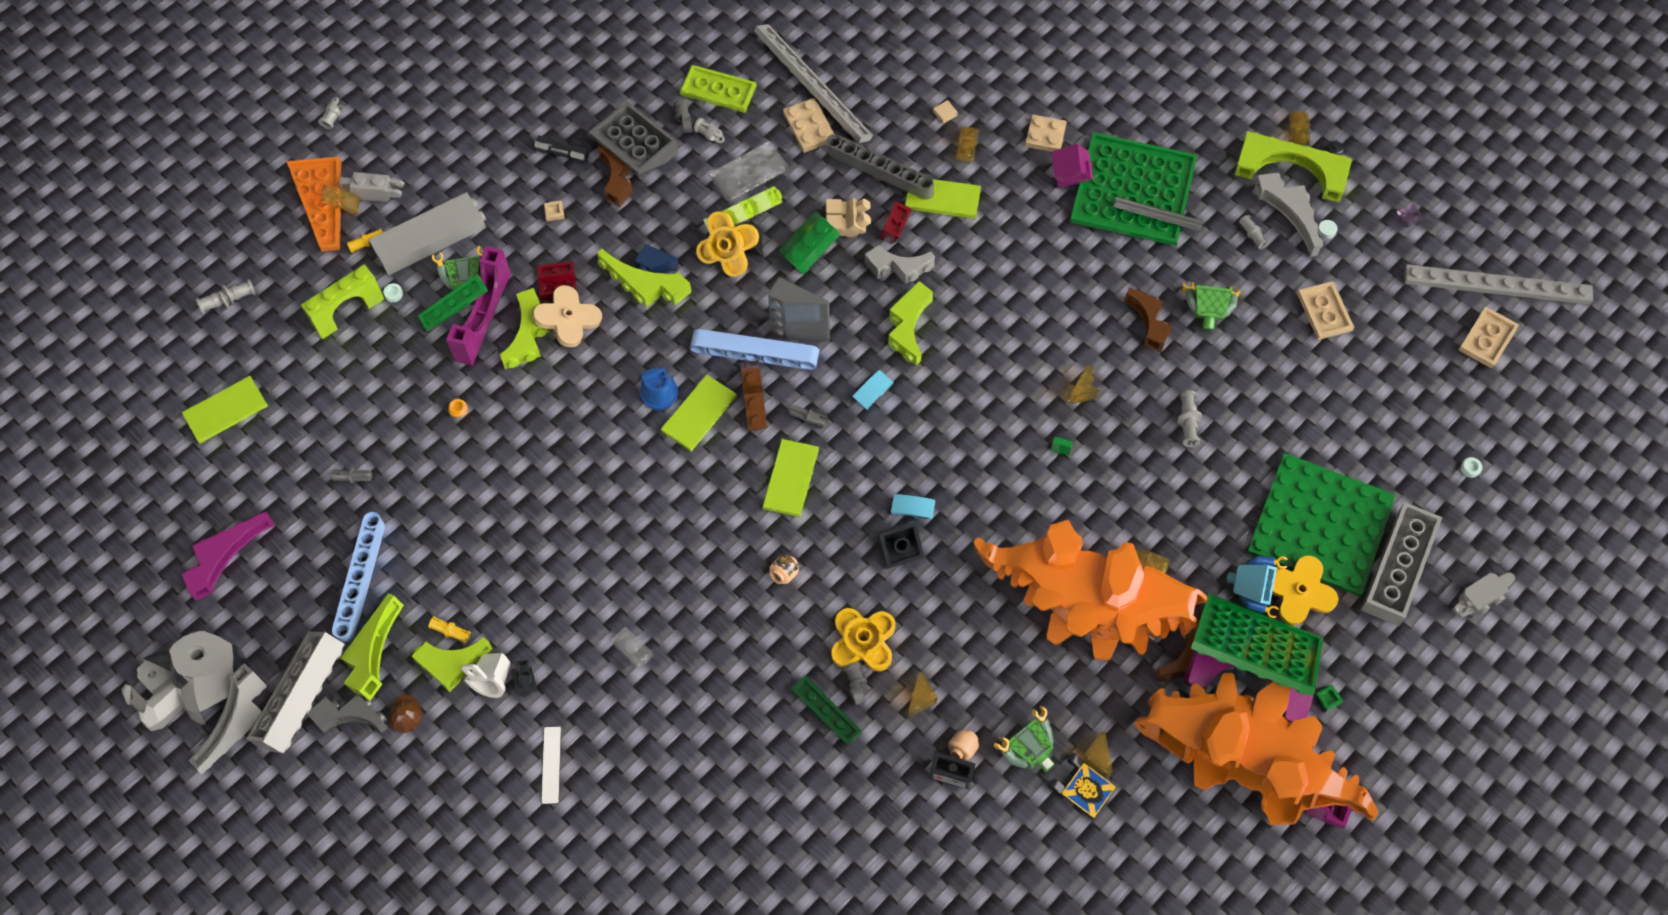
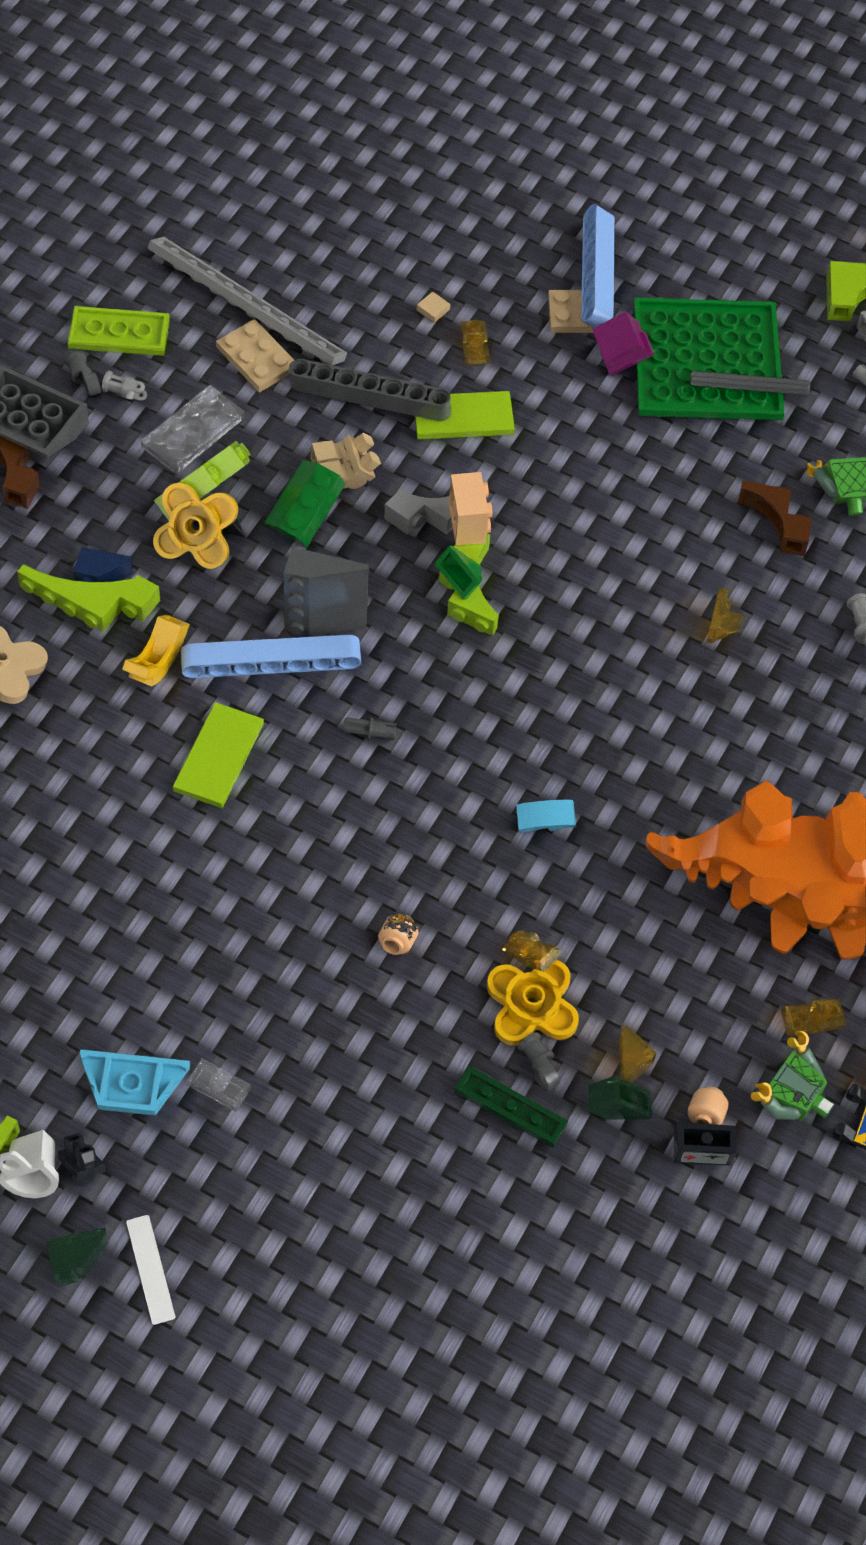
camera: 20 degrees left, 5 degrees down
(503, 743) = (75, 1254): none -> clear green slope
(574, 632) = (132, 1081): none -> medium azure wing
(658, 389) = (153, 734): blue container -> none
(677, 331) = (159, 652): none -> yellow arch
(753, 395) = (289, 715): reddish brown arch -> none
(791, 478) = (370, 813): lime tile -> none
(872, 389) = (446, 676): medium azure slope -> none
(873, 602) = (531, 951): none -> clear yellow slope
(895, 222) = (411, 457): dark red hinge -> none
(900, 544) = (544, 867): black slope -> none
(902, 315) = (460, 571): none -> green slope
(903, 724) = (619, 1100): none -> clear green slope
(920, 270) = (469, 508): none -> light nougat brick
(1060, 697) = (813, 1018): none -> clear yellow slope
(1062, 446) = (717, 697): green tile -> none
(1072, 104) = (597, 266): none -> light blue beam

